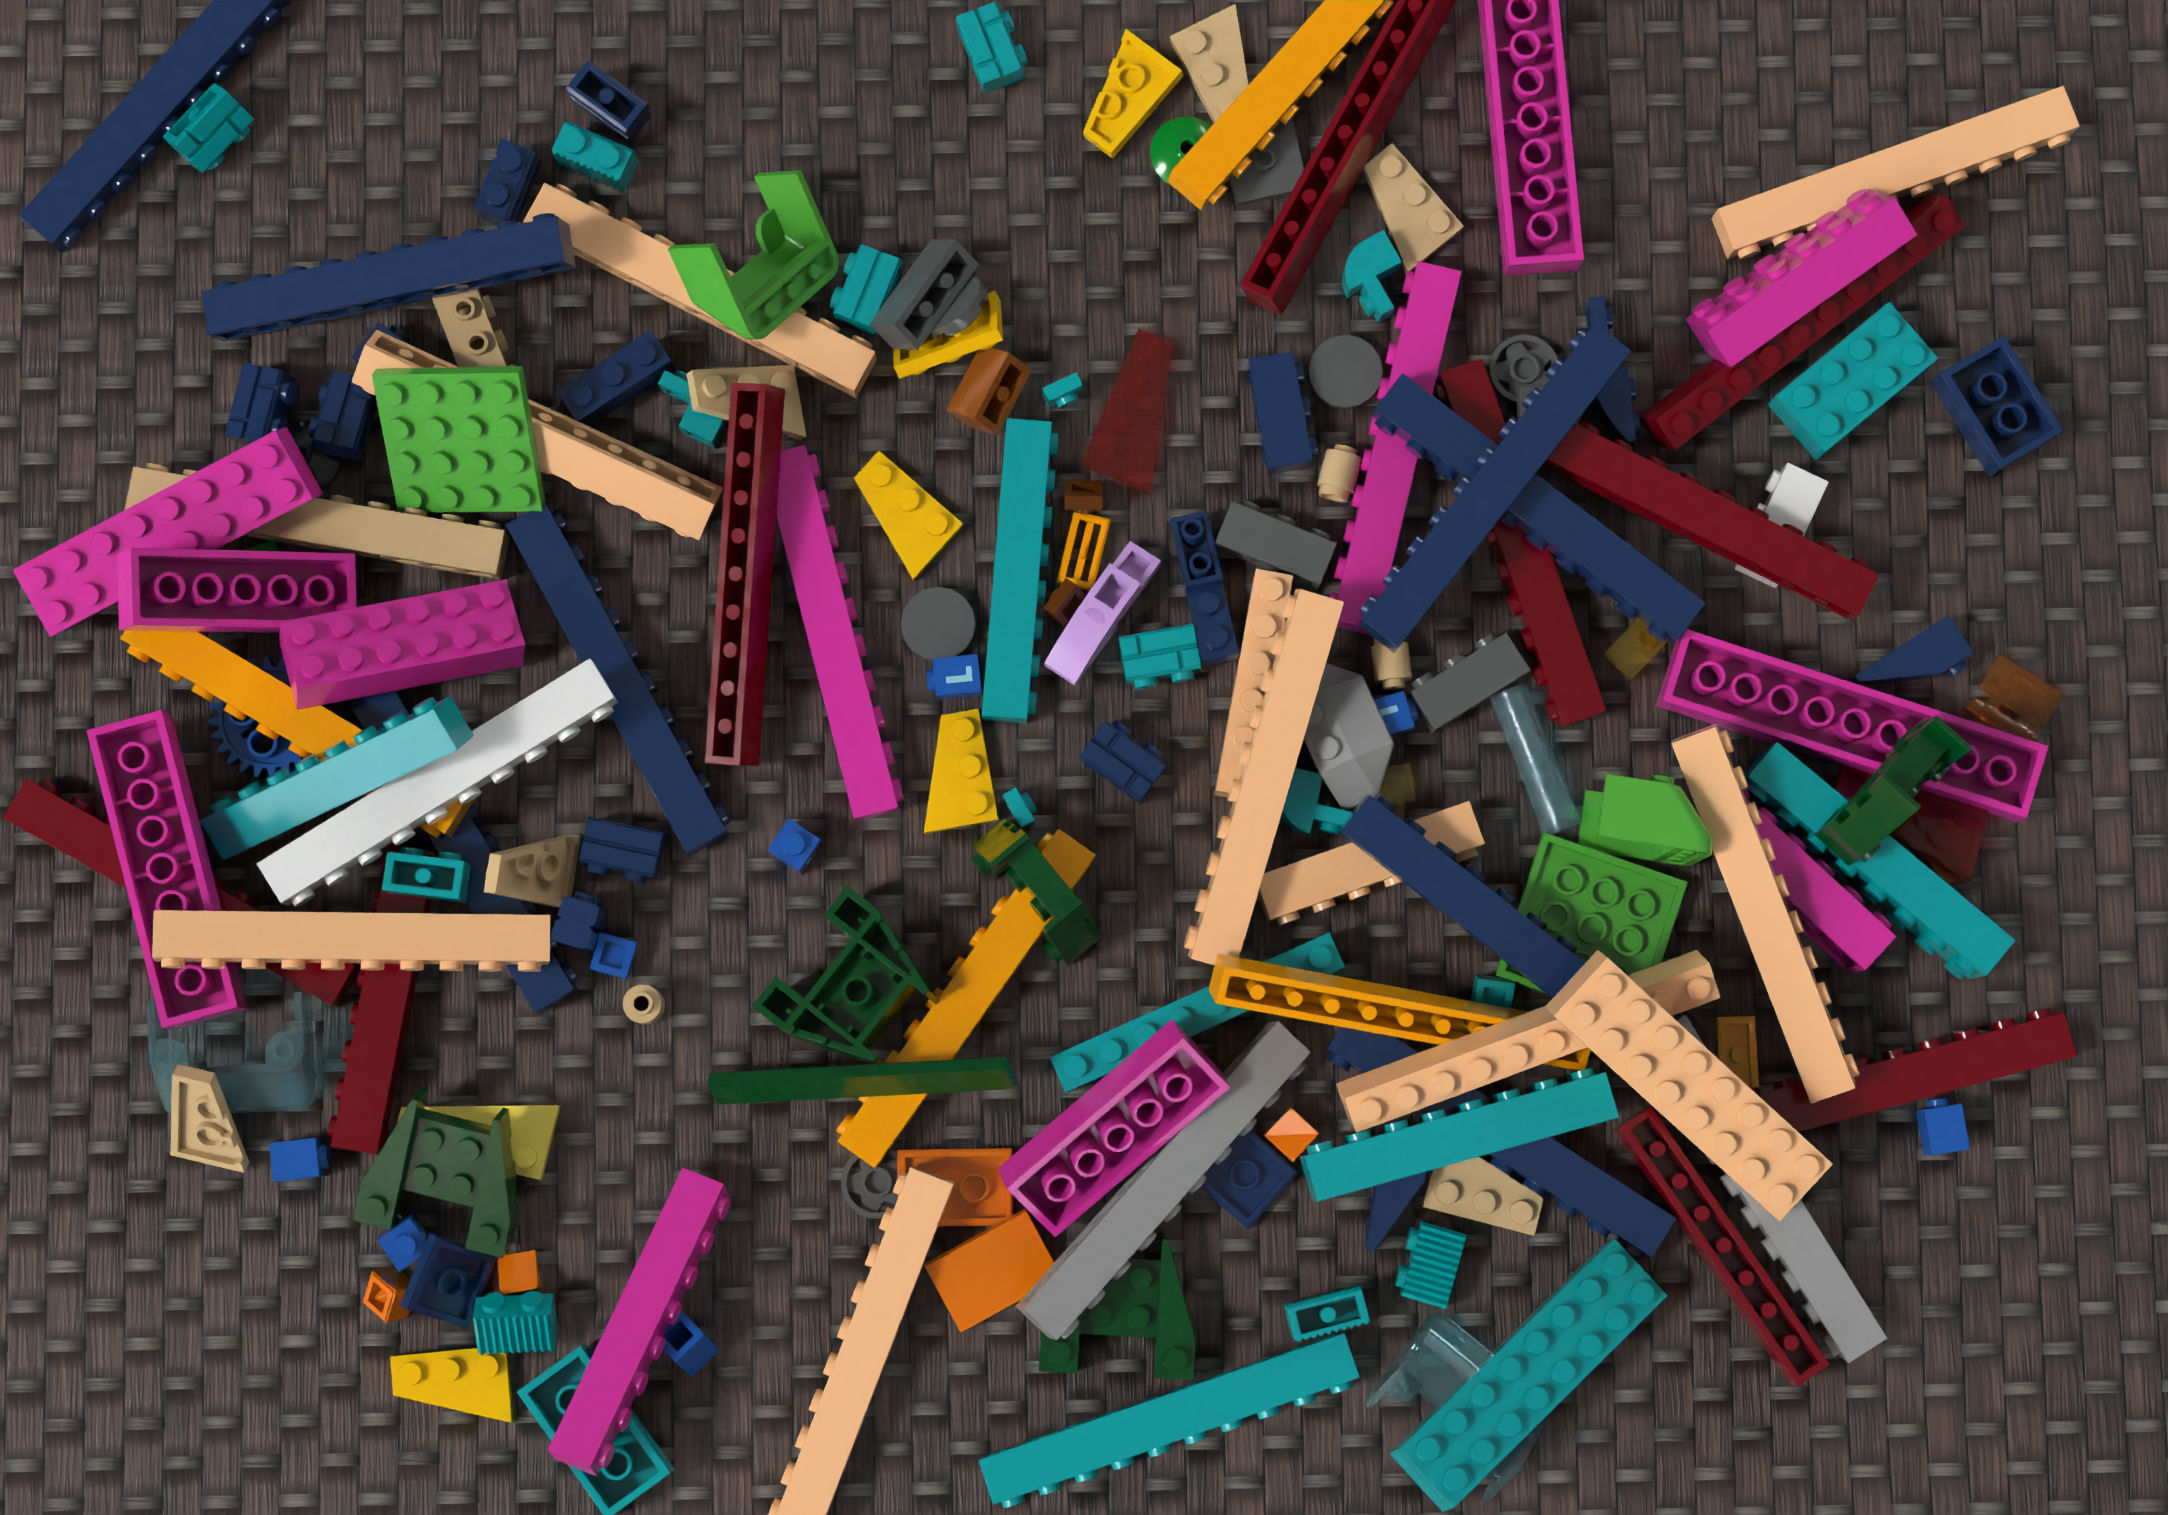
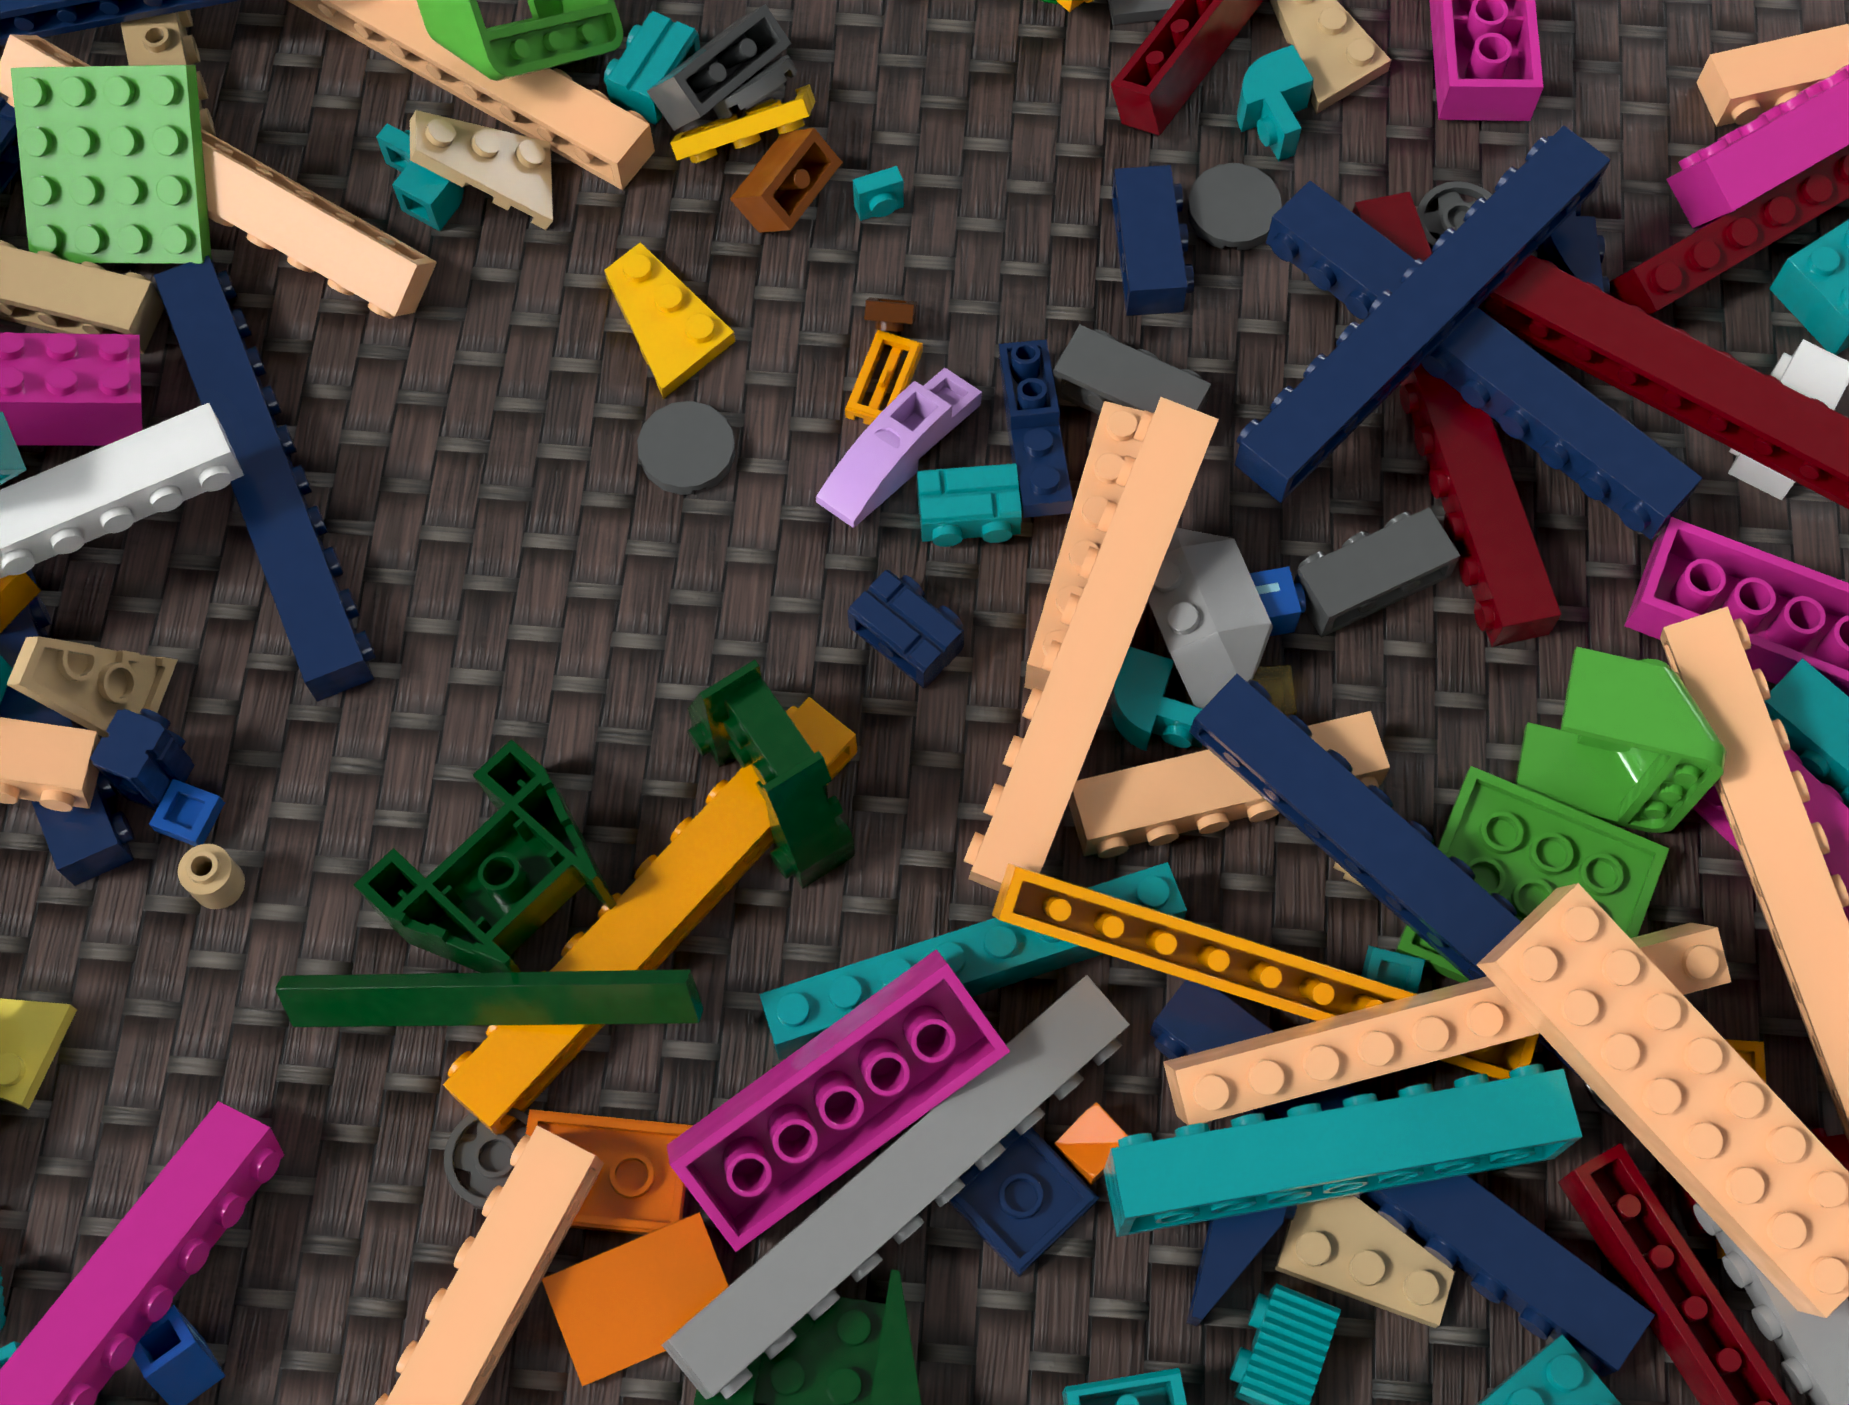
camera: 10 degrees right, 15 degrees down
(616, 380) = (327, 133): dark blue brick -> none
(622, 849) = (225, 677): dark blue brick -> none
(745, 574) = (440, 356): dark red brick -> none
(795, 846) = (454, 693): blue brick -> none
(832, 638) = (546, 450): dark pink brick -> none
(955, 677) = (698, 507): blue brick -> none
(961, 776) = (689, 632): yellow wing -> none
(1017, 571) = (795, 394): teal brick -> none
(1020, 807) = (769, 666): teal plate -> none
(1064, 602) = (849, 425): reddish brown plate -> none
(1131, 422) = (958, 244): clear red wing -> none
(1339, 473) = (1219, 313): tan brick -> none
(1389, 464) = (1289, 300): dark pink brick -> none
(1389, 667) = (1273, 535): tan brick -> none
(1535, 759) = (1460, 676): clear light blue brick -> none
(1633, 649) = (1601, 550): clear yellow plate -> none

